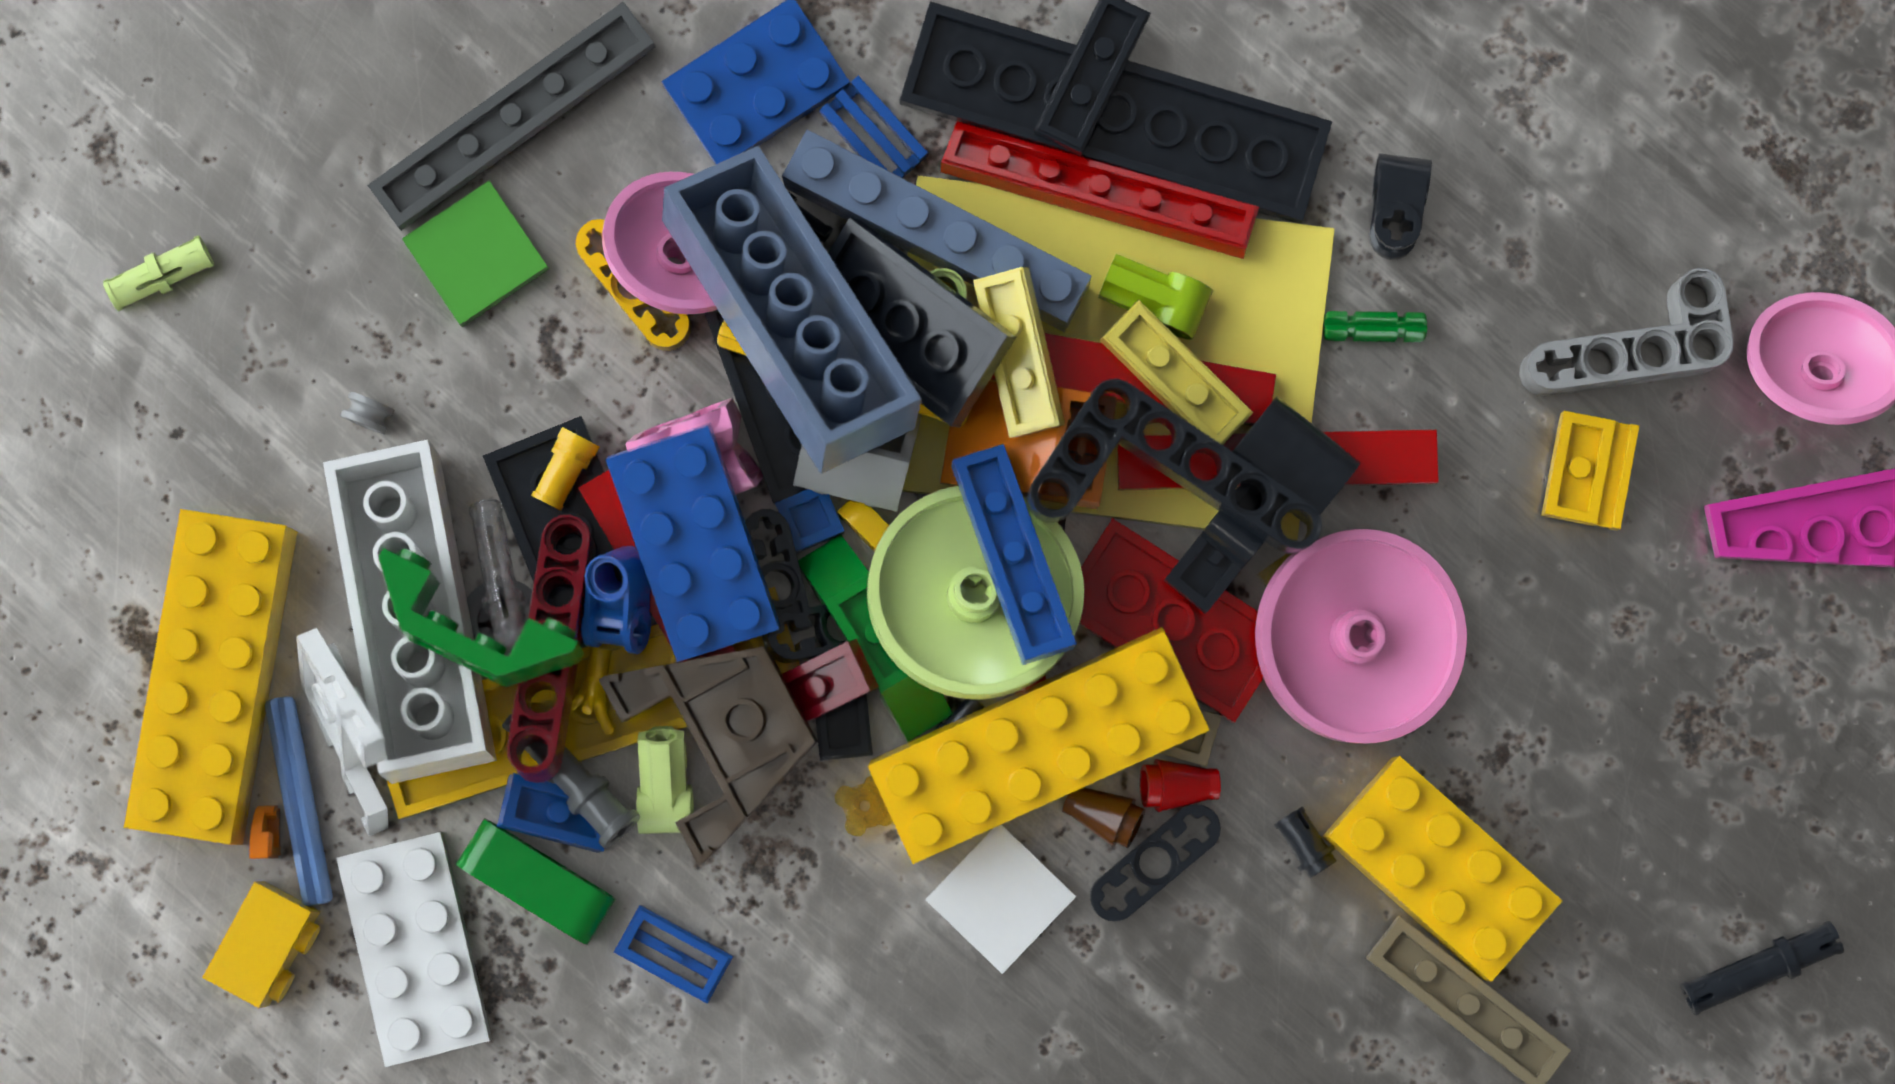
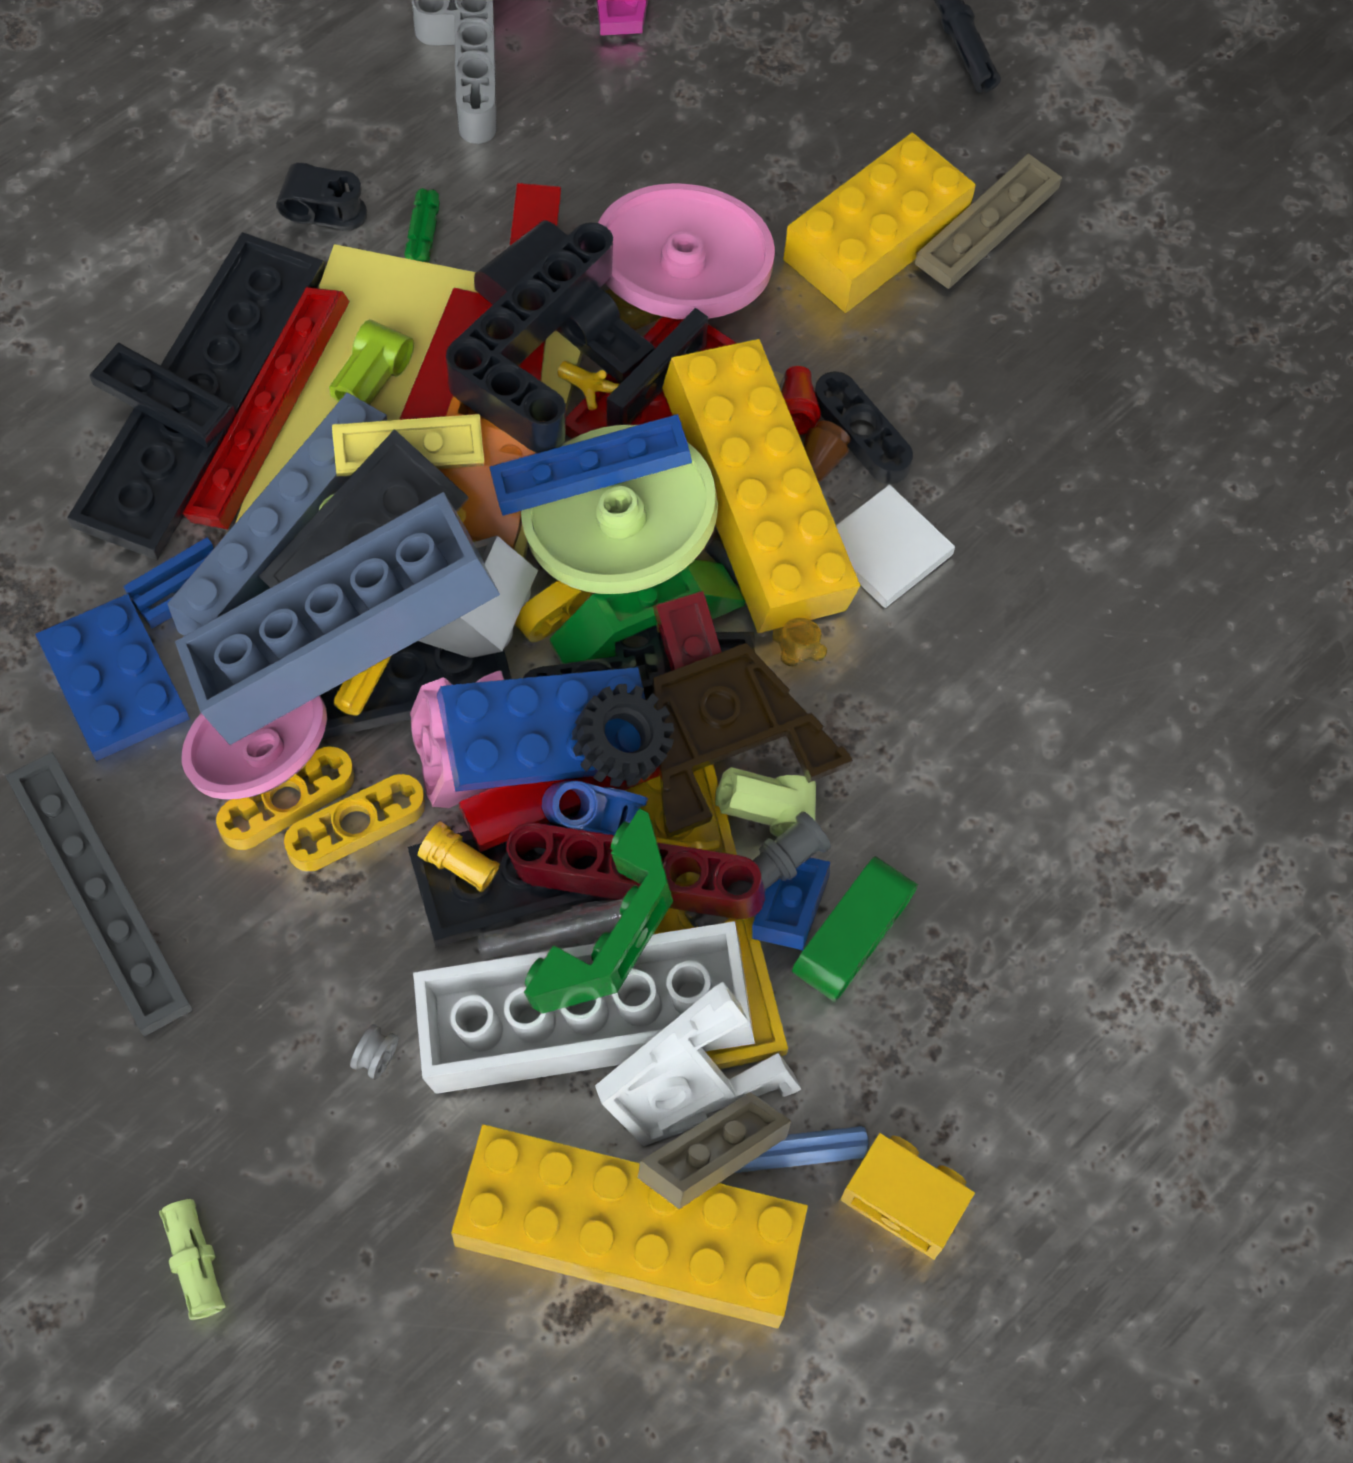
camera: 90 degrees left, 20 degrees down
(265, 833) = (803, 1188): orange tile -> none
(273, 750) = (713, 1150): none -> dark tan plate
(414, 949) = (914, 1053): white plate -> none
(475, 254) = (229, 940): bright green tile -> none
(579, 335) = (314, 825): none -> yellow beam
(634, 932) = (907, 849): blue tile -> none
(661, 646) = (640, 714): none -> black tyre
(810, 518) = (530, 653): blue plate -> none
(1163, 542) = (586, 381): none -> yellow bar
(1175, 373) = (424, 357): light yellow tile -> none
(1177, 619) = (648, 378): none -> black tile
(1306, 842) = (851, 316): black pin -> none
(1590, 470) = (563, 97): yellow plate -> none

